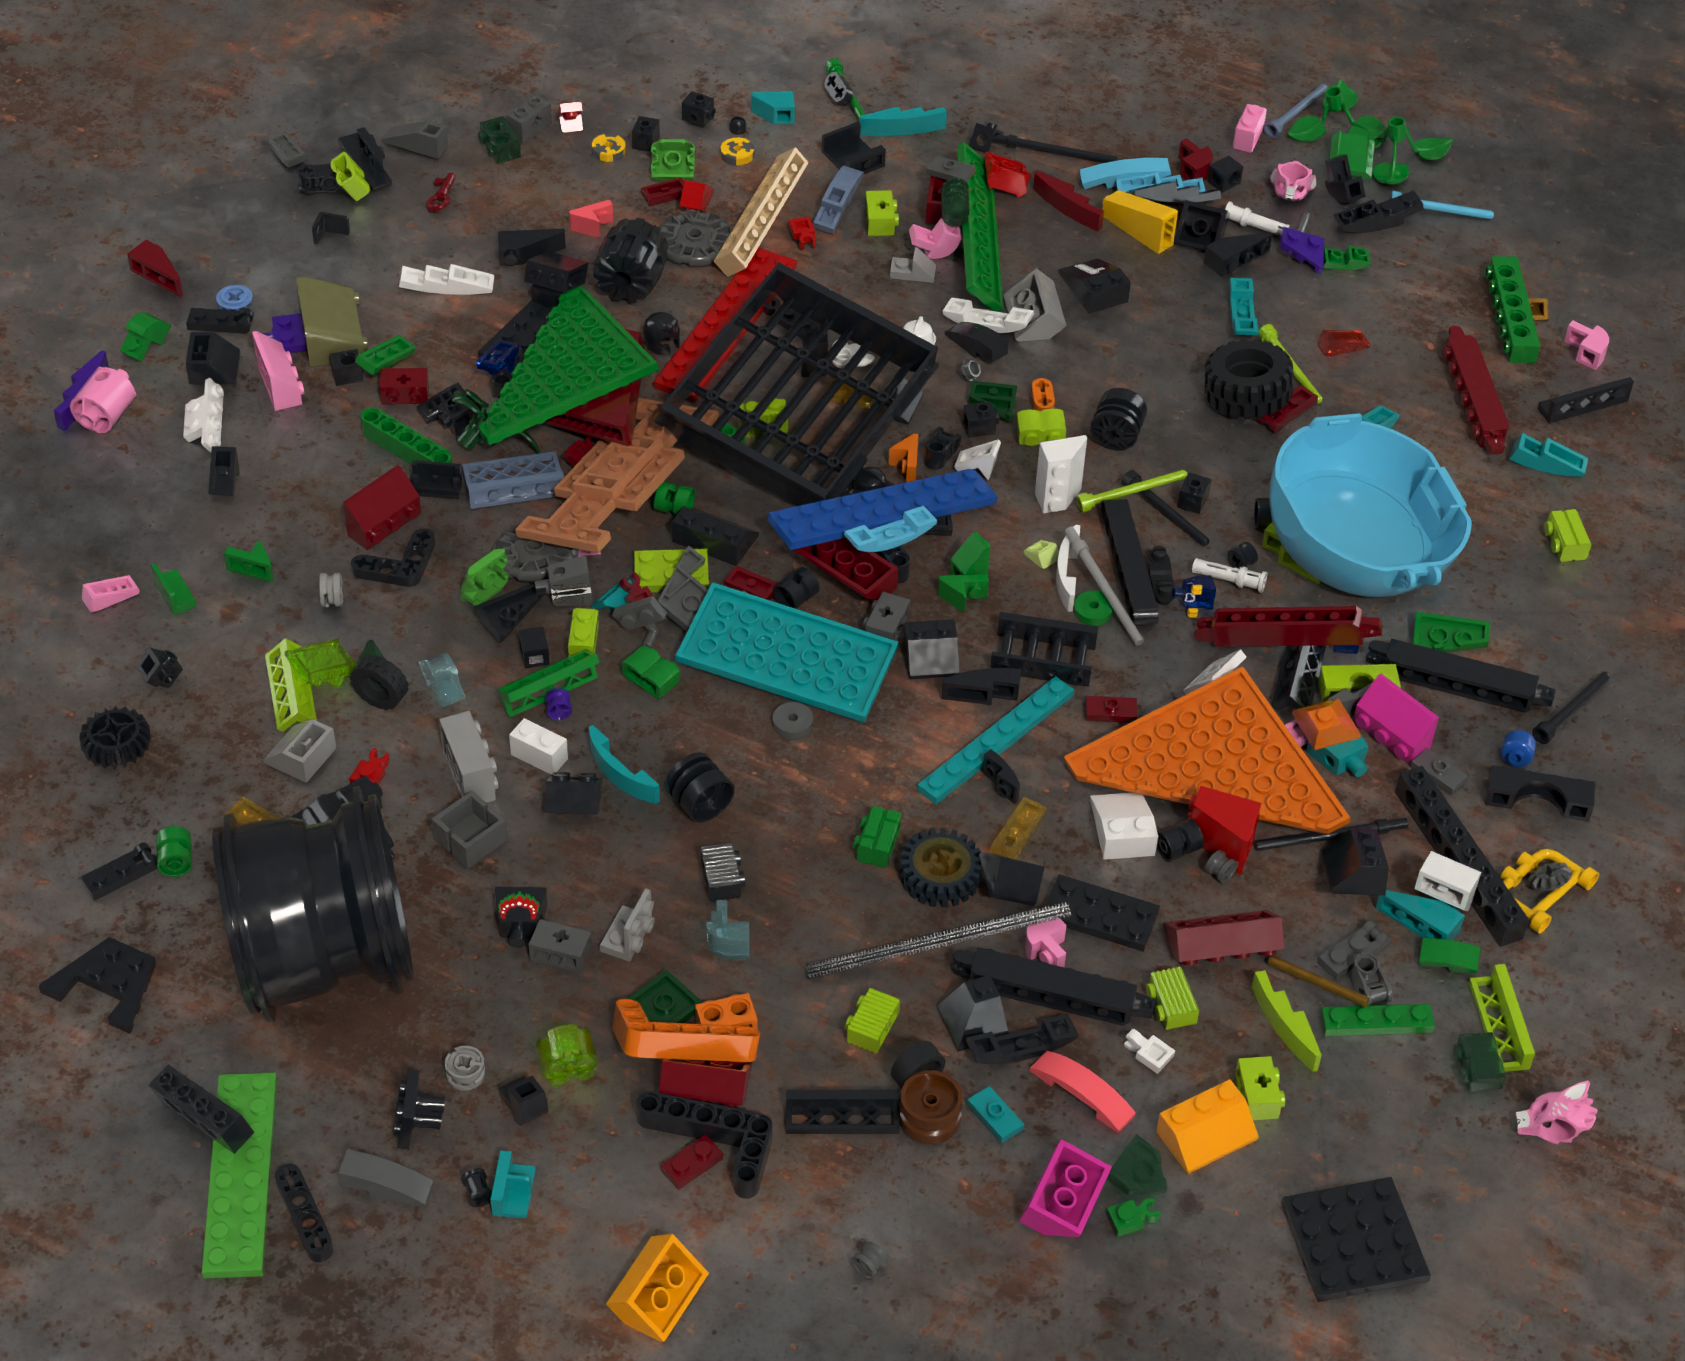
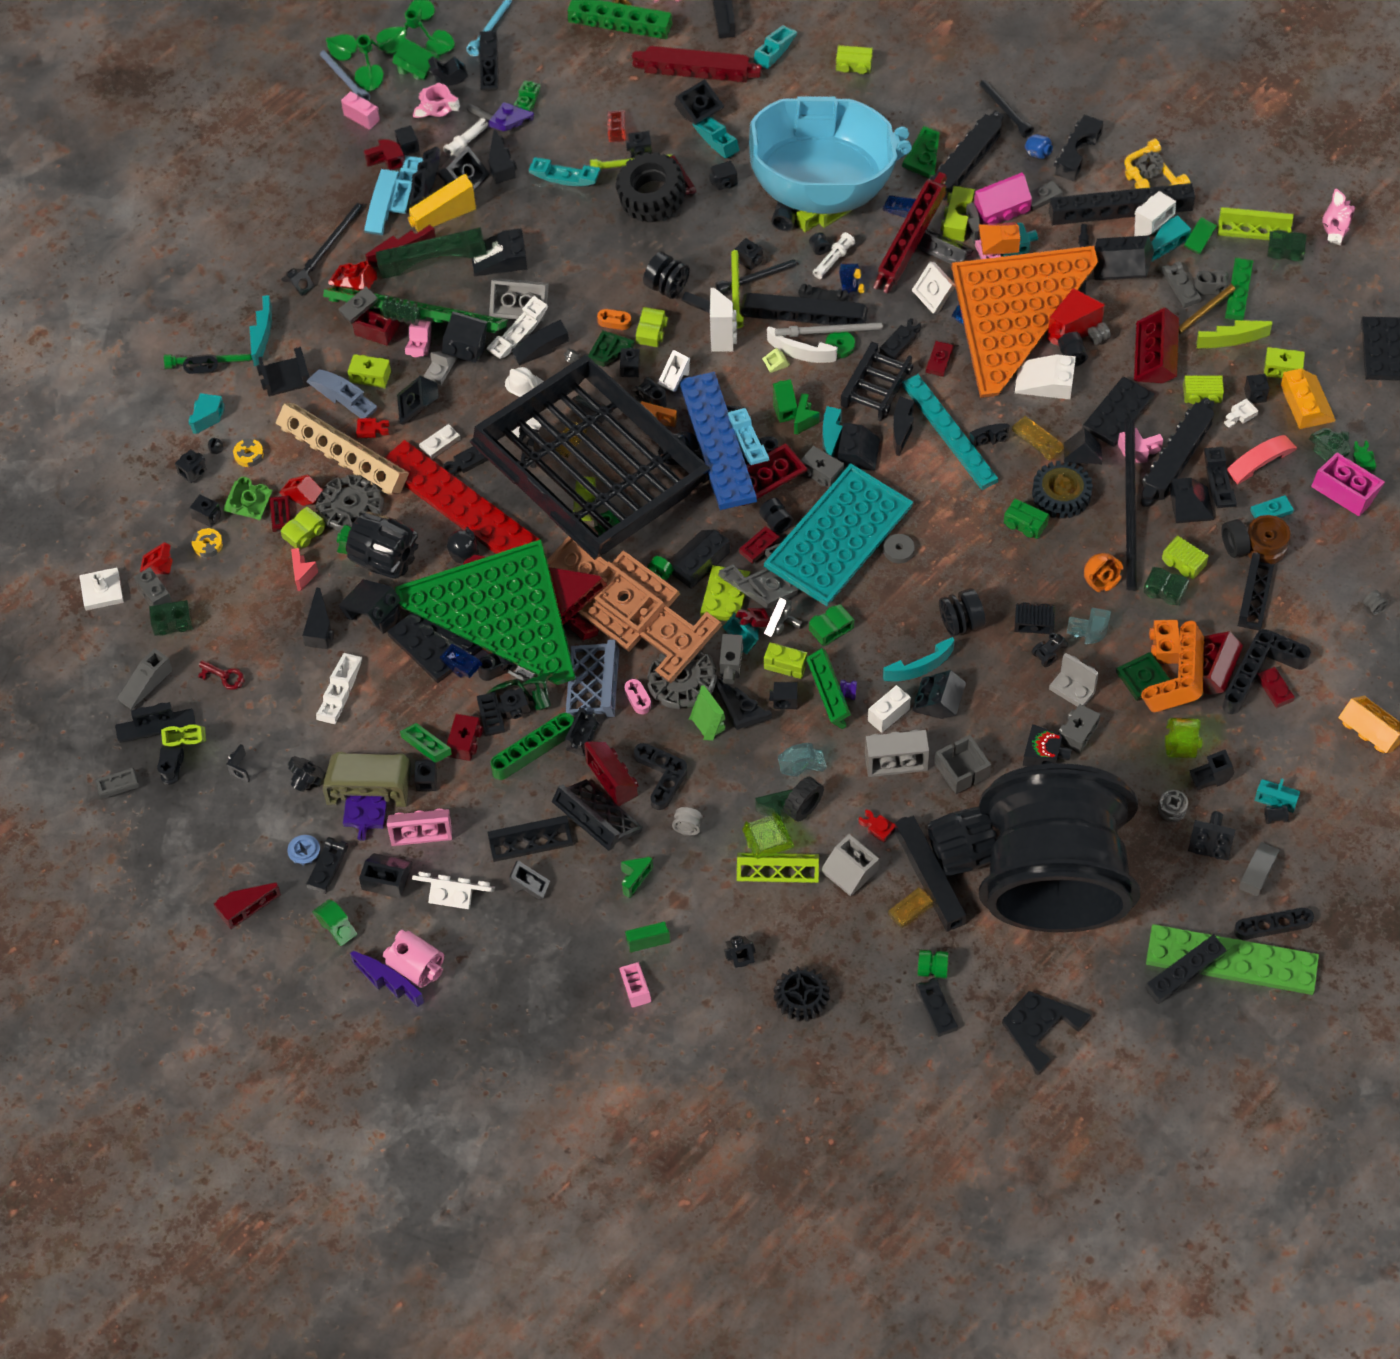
camera: 70 degrees left, 10 degrees up
(291, 468) = (528, 832): none -> black fence
(306, 501) = (593, 820): none -> black fence
(326, 267) = (305, 773): none -> black plant
(500, 520) = (641, 695): none -> bright pink beam
(525, 85) = (101, 589): none -> white tile
(646, 206) = (303, 528): none -> lime brick
(676, 890) = (1049, 649): none -> black piece
(814, 927) = (1102, 572): none -> orange cylinder
(818, 1006) = (1166, 586): none -> clear green brick
(856, 258) = (416, 398): none -> black slope
(948, 270) = (464, 337): none -> black slope
(963, 613) = (831, 430): none -> teal slope
(1084, 239) = (398, 259): none -> clear green arch
(1095, 469) = (696, 301): none -> black beam
(1126, 665) = (900, 340): none -> black plate
(1197, 1060) = (1256, 388): none -> black brick
(1317, 362) = (639, 143): none -> black brick
(1410, 398) = (698, 102): none -> black slope

